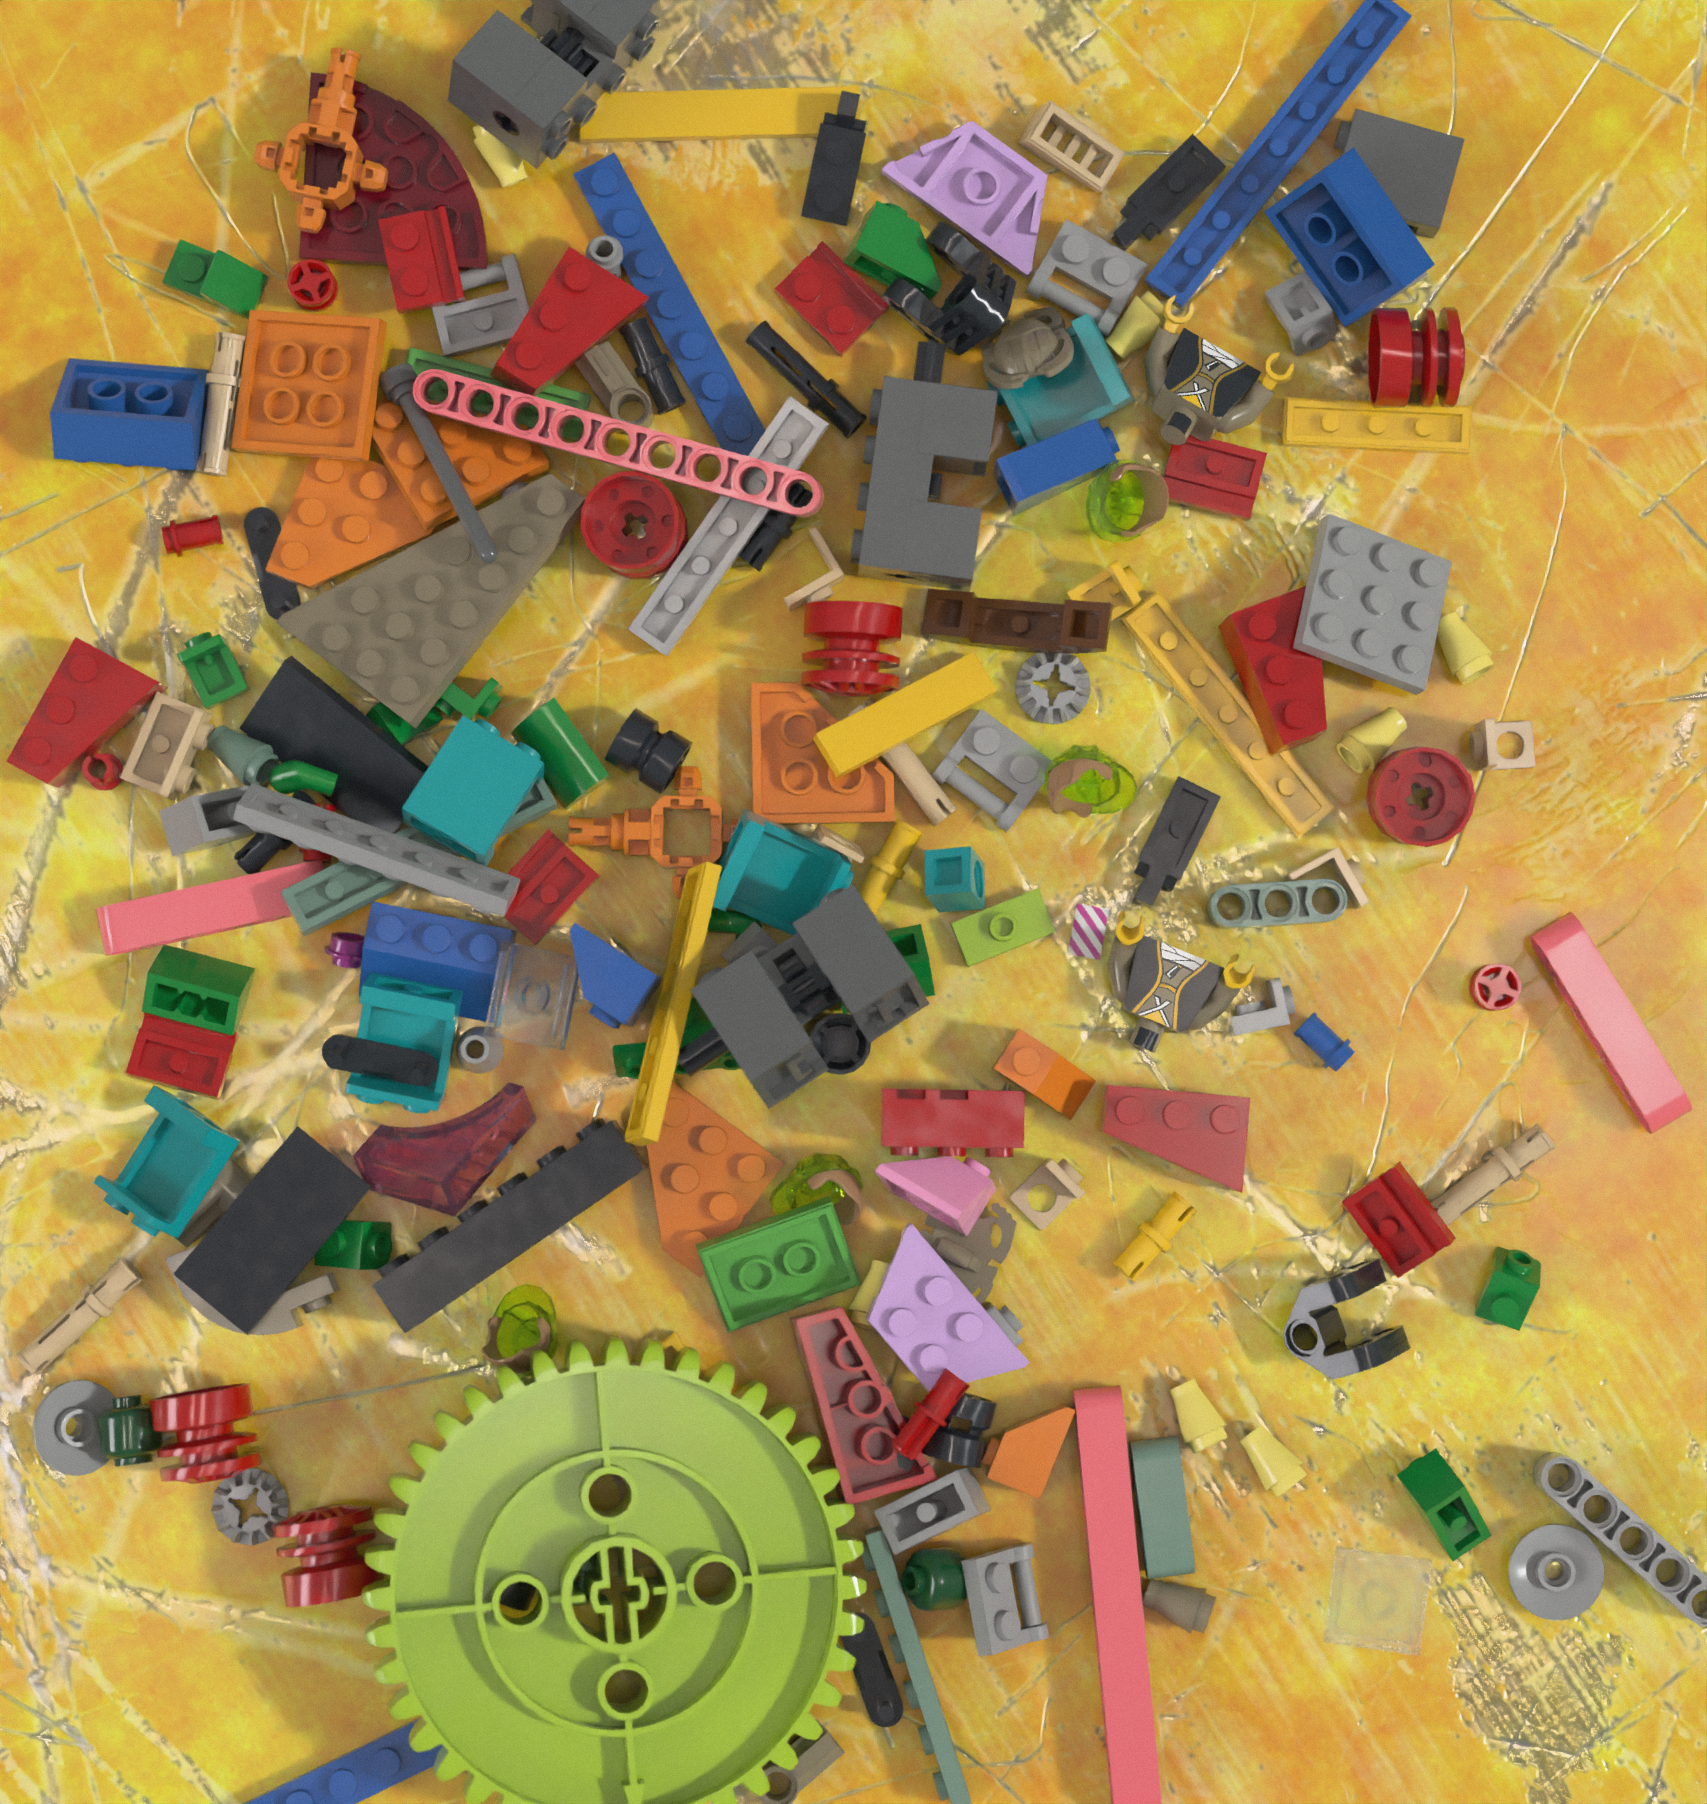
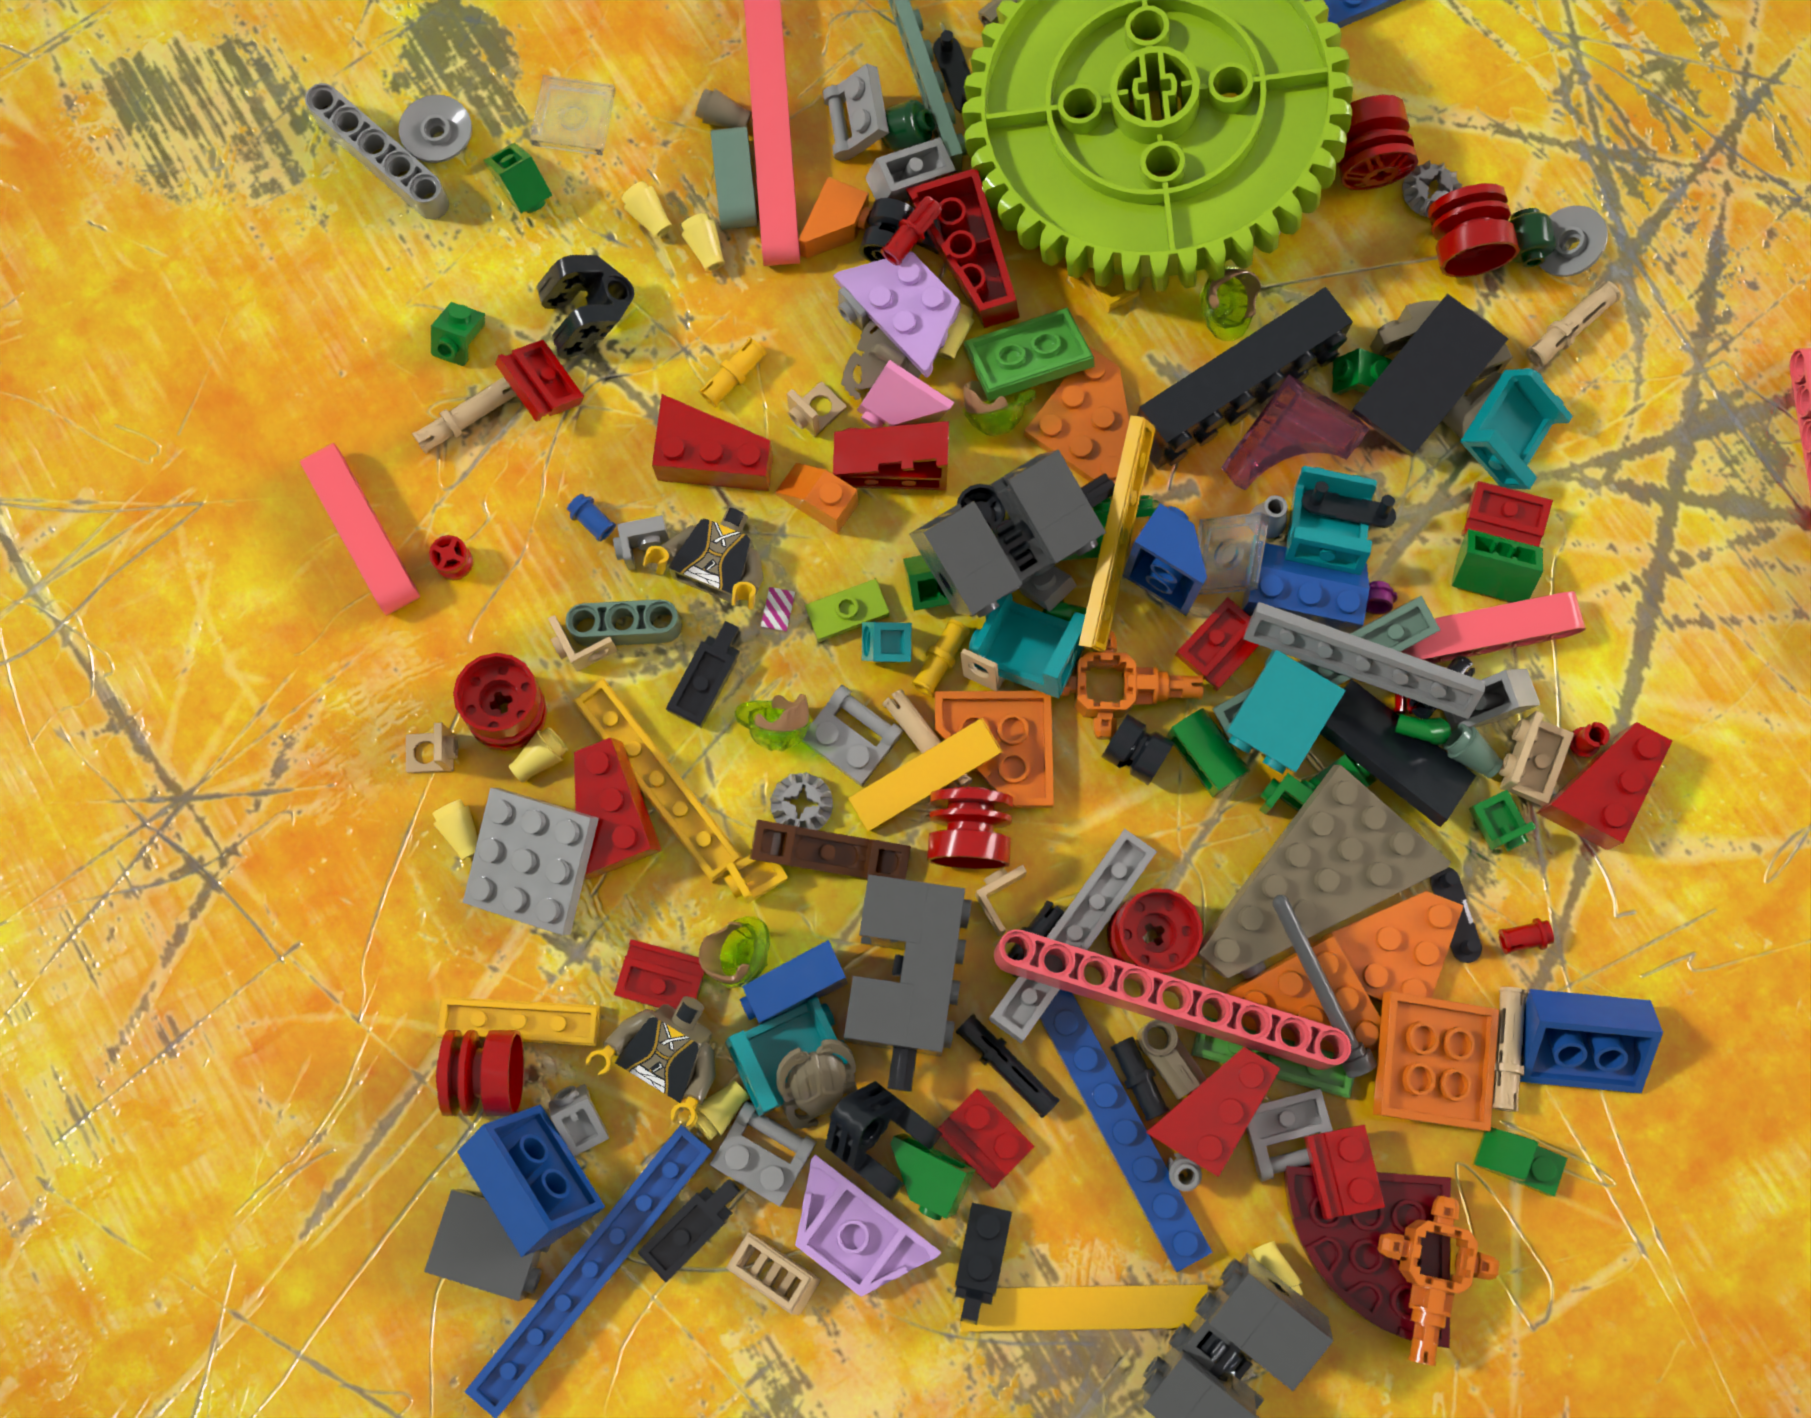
camera: 175 degrees left, 10 degrees down
(308, 276) = (1444, 1150): red wheel -> none

